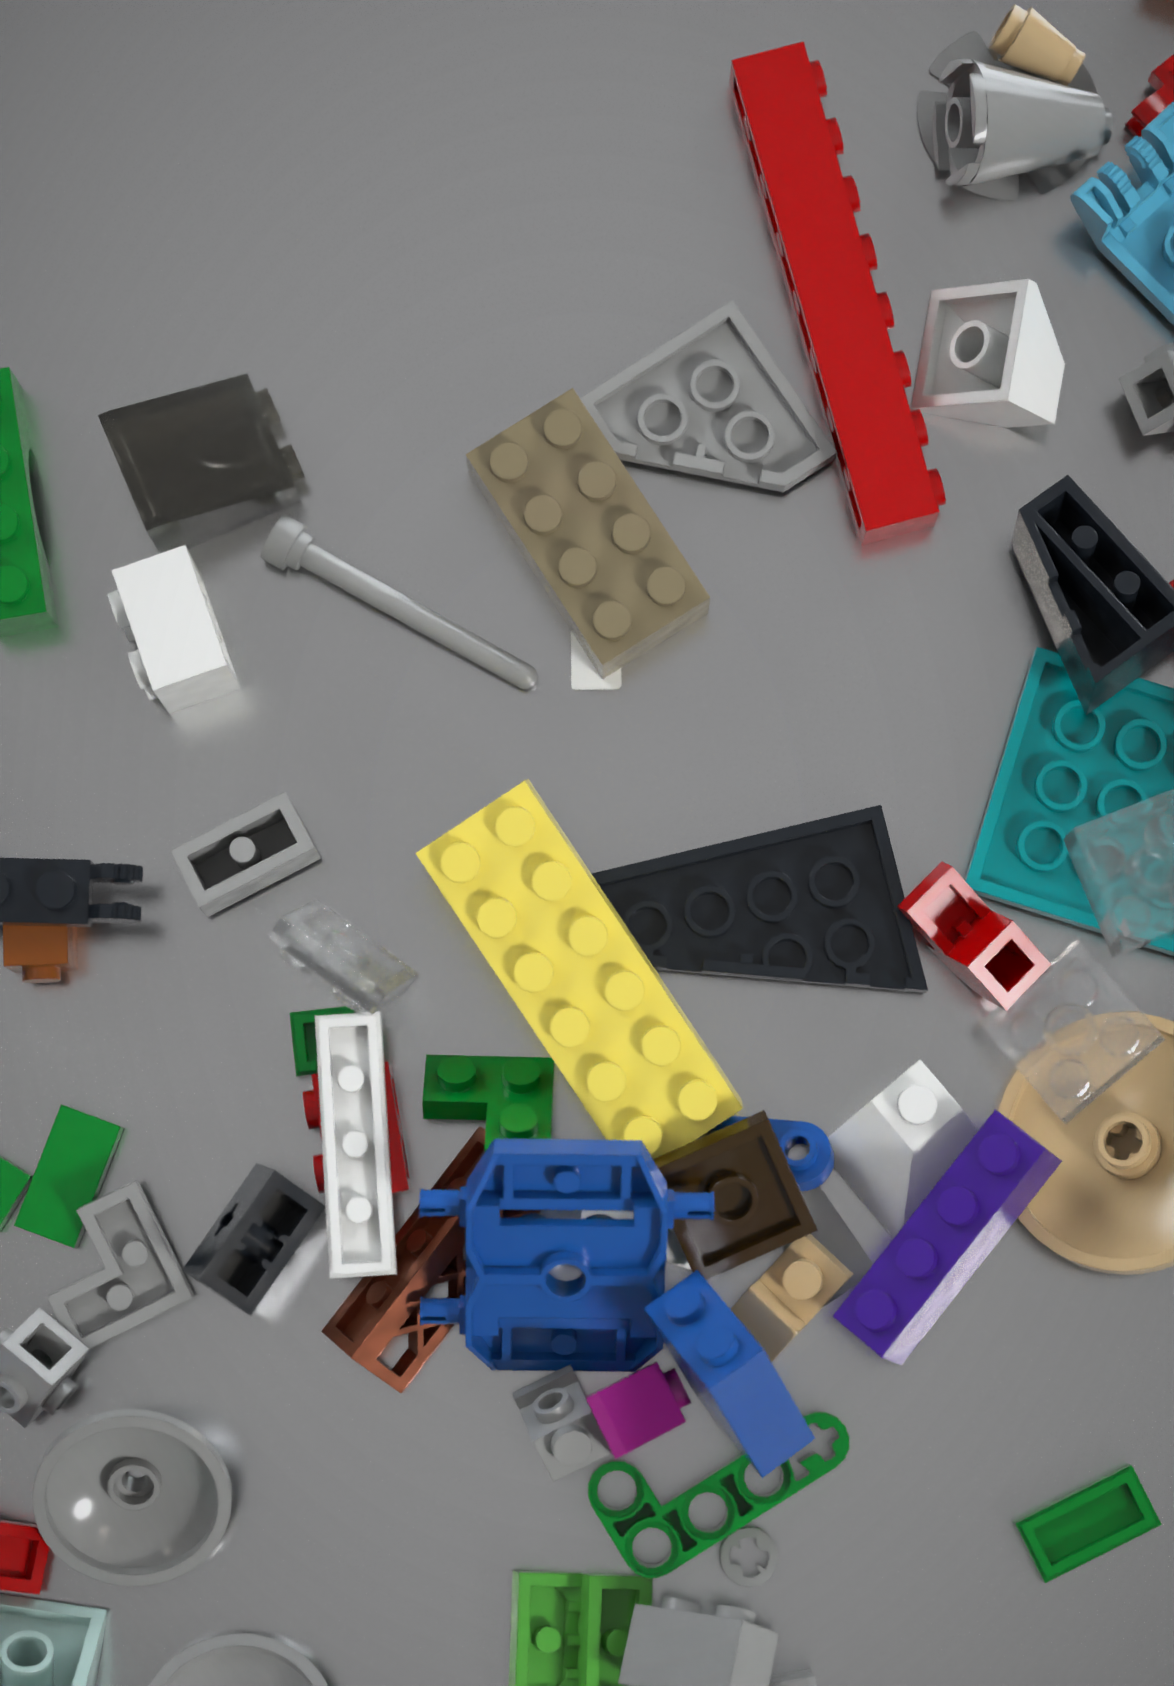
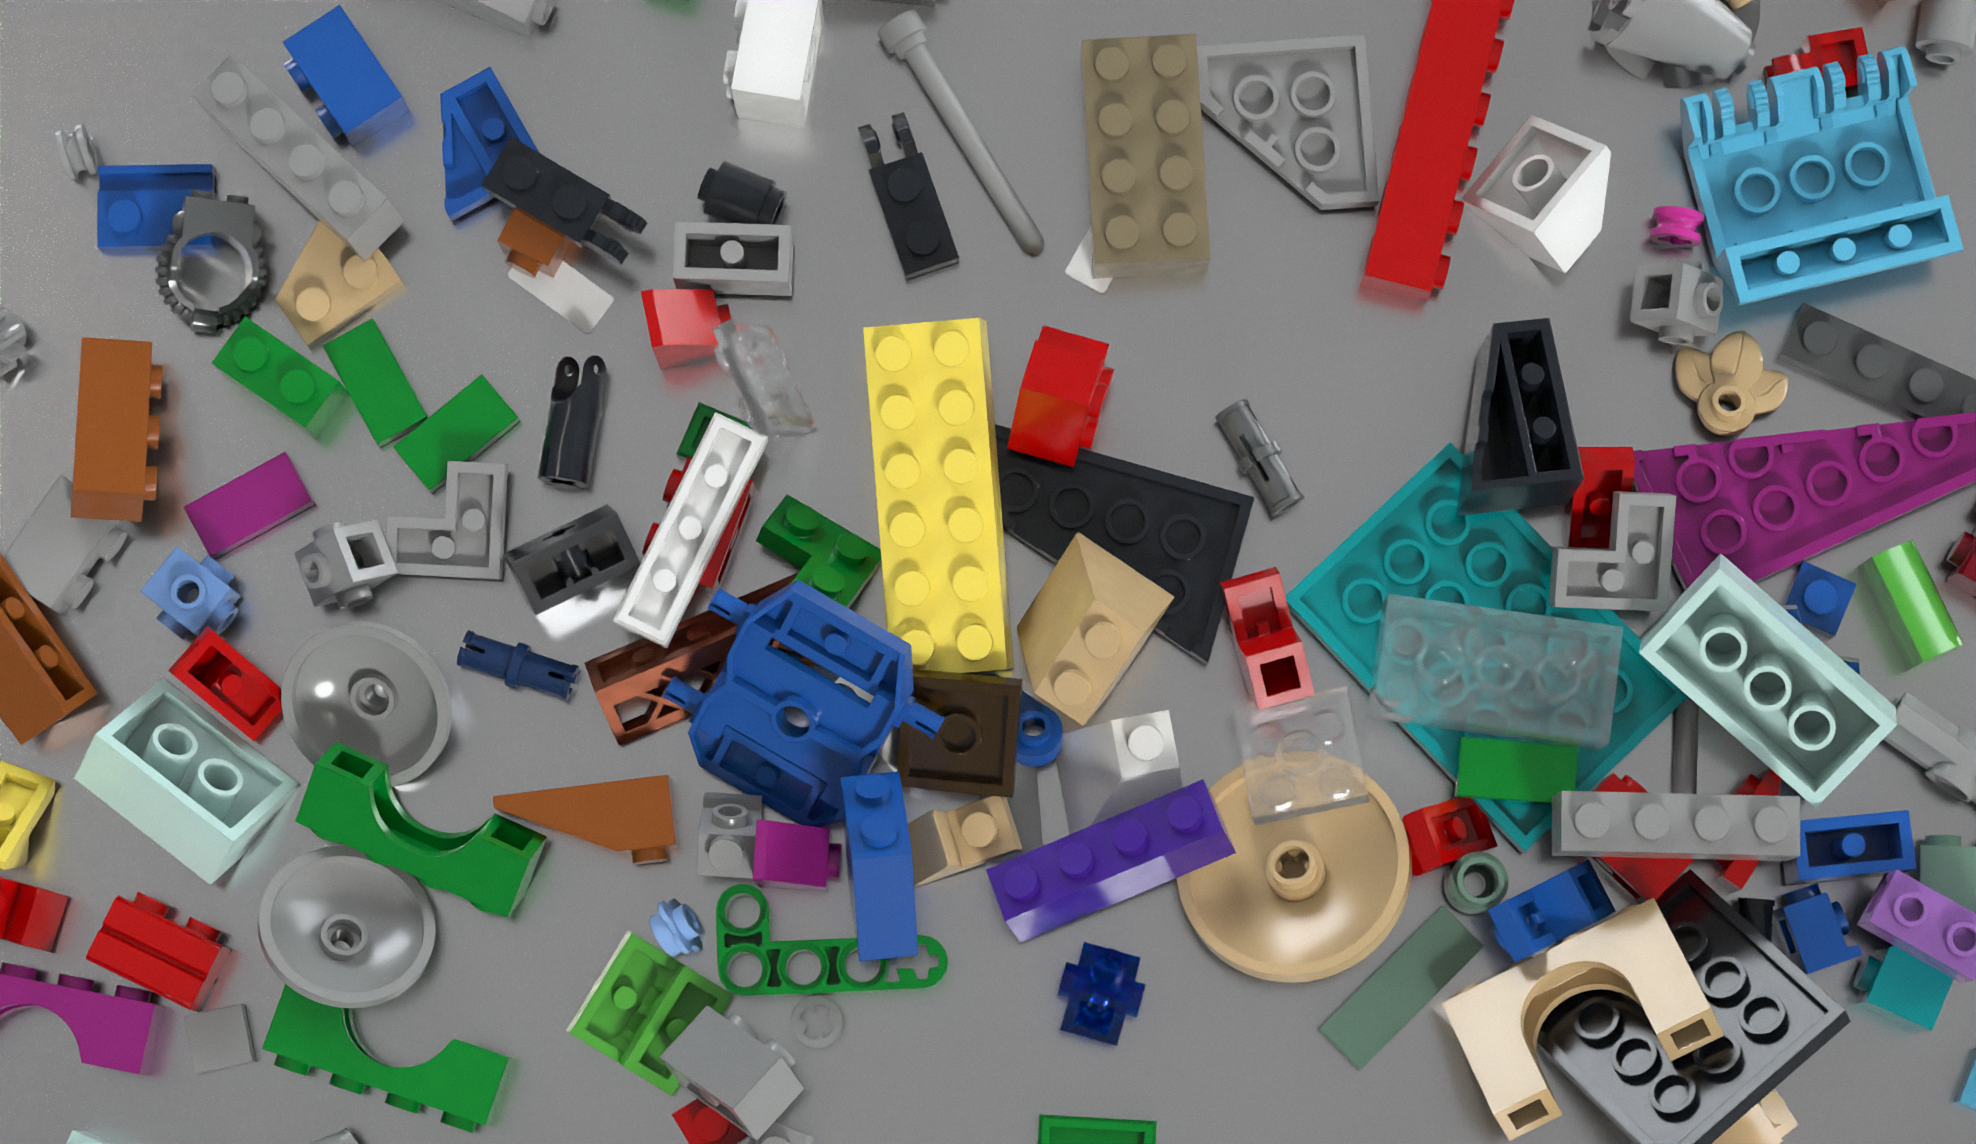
camera: 25 degrees right, 0 degrees up
(102, 978) = (568, 295): none -> white sticker
(178, 1103) = (572, 423): none -> black piece
(179, 1603) = (355, 805): none -> green arch
(218, 789) = (740, 196): none -> black brick
(234, 945) = (682, 324): none -> slope
(257, 1371) = (517, 665): none -> dark blue pin
(384, 704) = (909, 203): none -> black hinge
(434, 1470) = (616, 816): none -> dark orange slope
(560, 1543) = (676, 928): none -> light blue plate
(642, 811) = (1060, 396): none -> red brick
(797, 1024) = (1087, 627): none -> tan slope
(862, 763) = (1259, 457): none -> dark grey pin
(1007, 1359) = (1100, 993): none -> clear blue brick
(1132, 320) = (1676, 226): none -> dark pink bush

